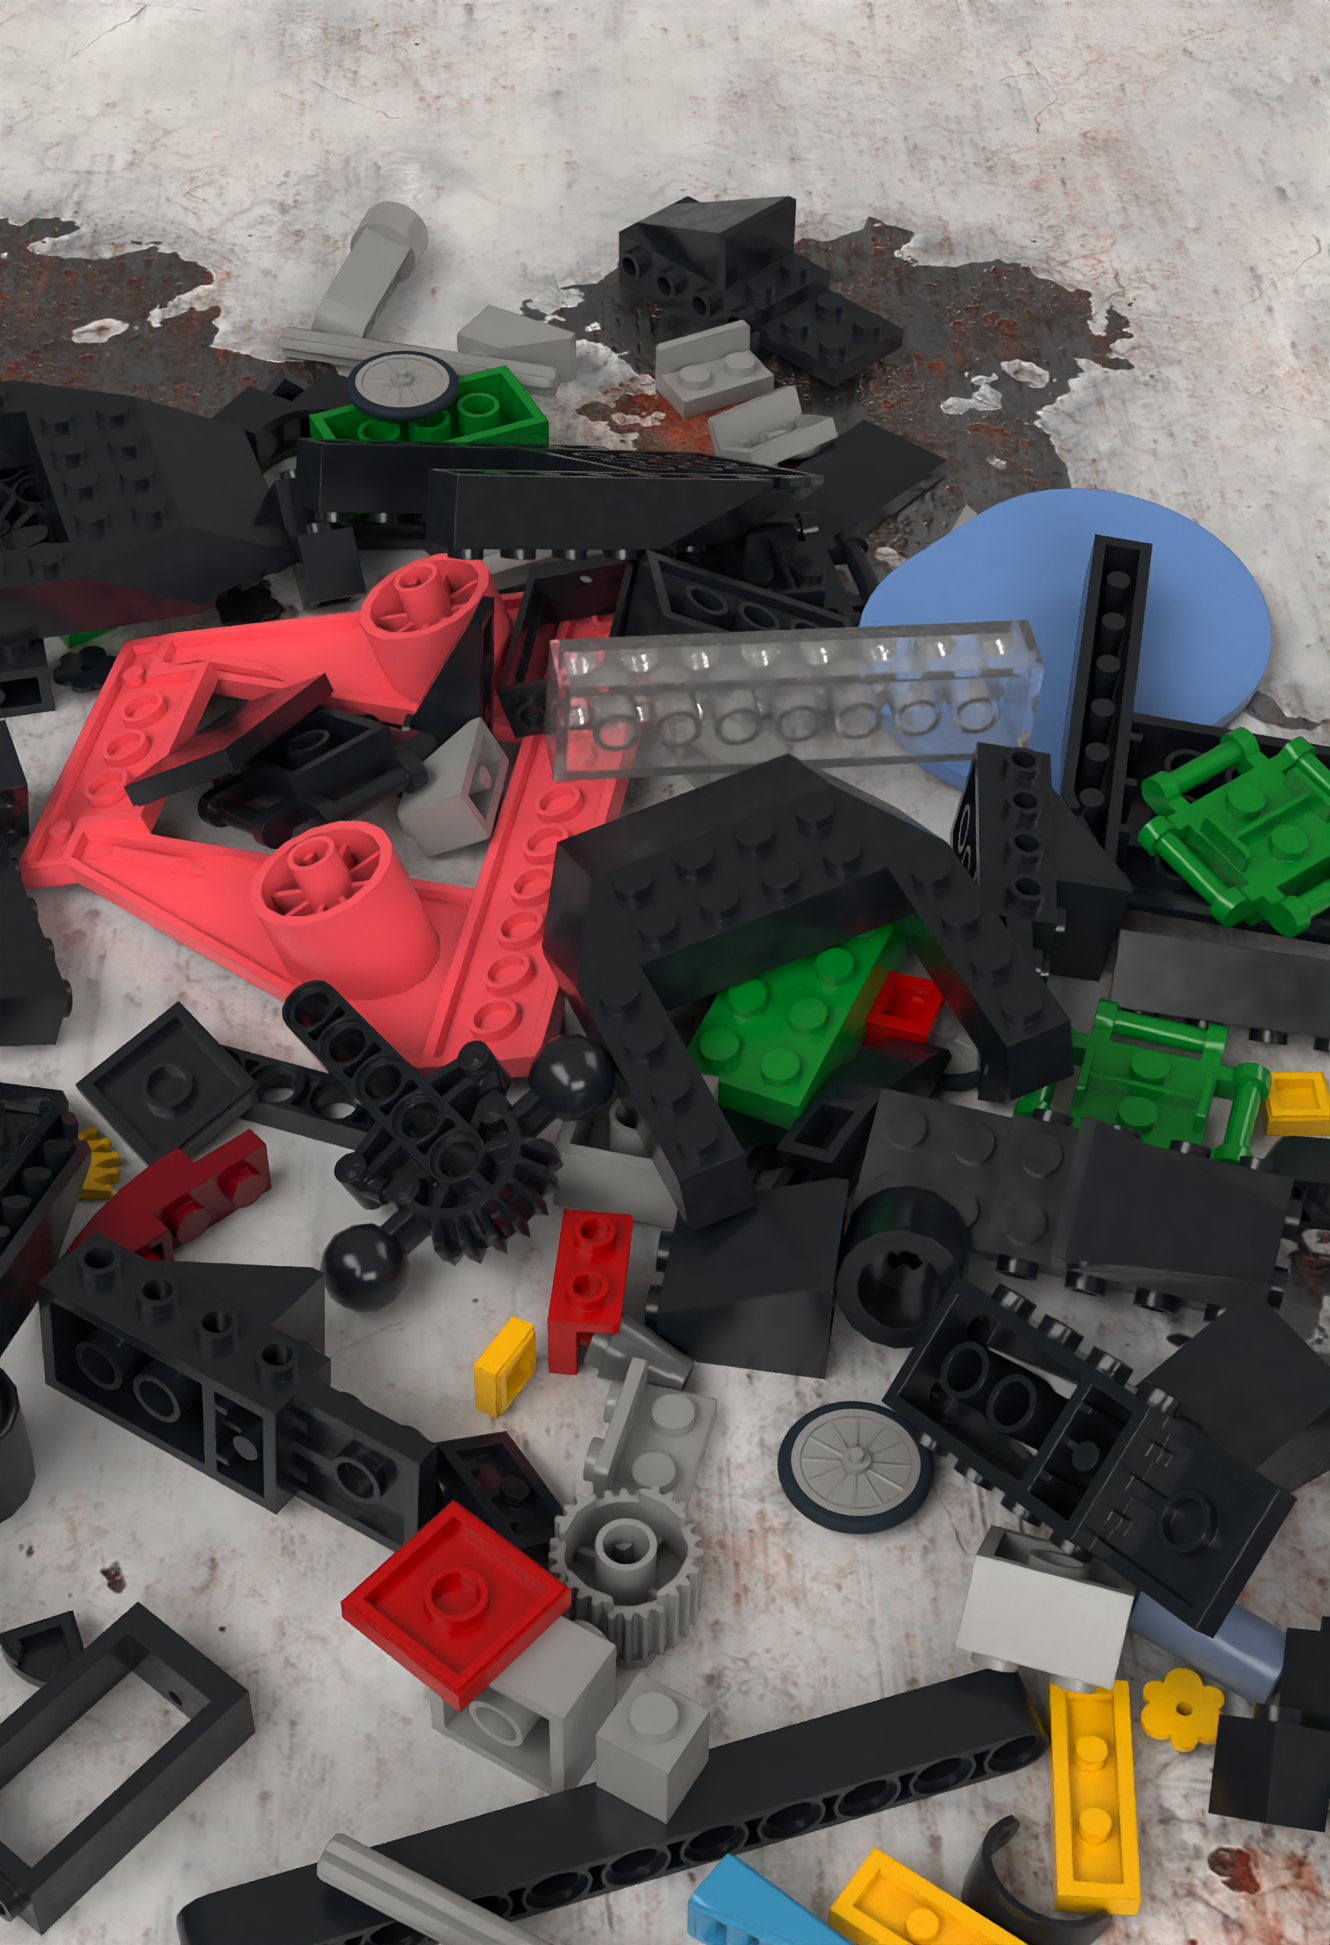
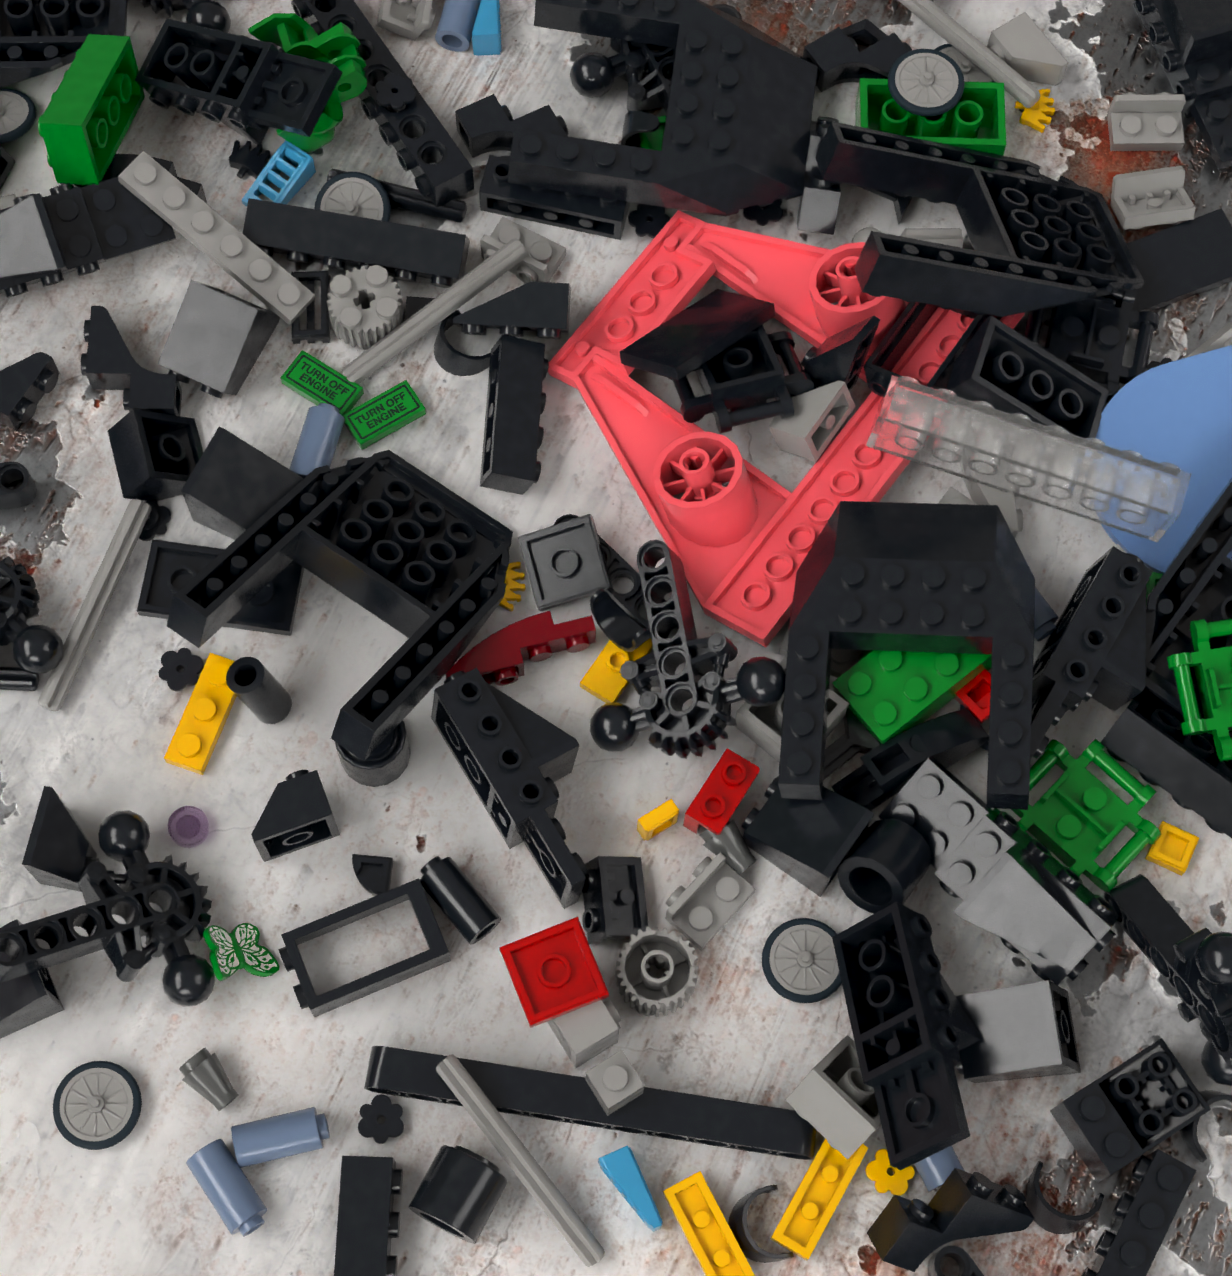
camera: 25 degrees right, 25 degrees up
(229, 1618) = (459, 899): none -> black brick
(294, 1136) = (617, 623): none -> black helmet
(315, 1200) = (604, 675): none -> yellow plate
(565, 408) = (1037, 114): none -> yellow piece

